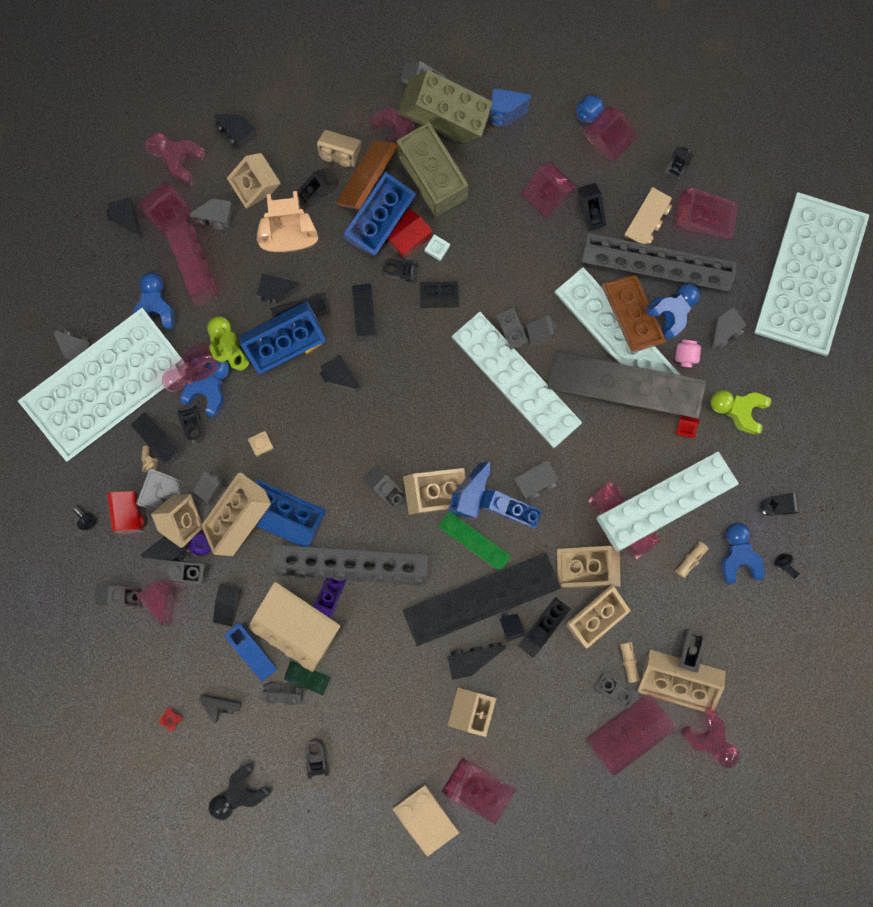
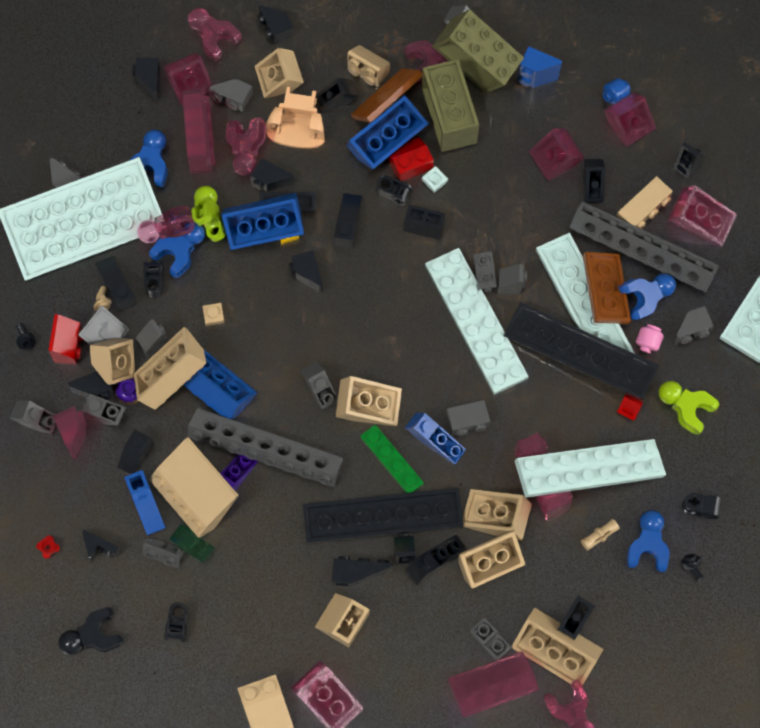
camera: 15 degrees right, 10 degrees down
(242, 263) = (245, 144): none -> clear pink piece
(468, 496) = (397, 414): slope -> none
(629, 662) = (511, 615): tan pin -> none

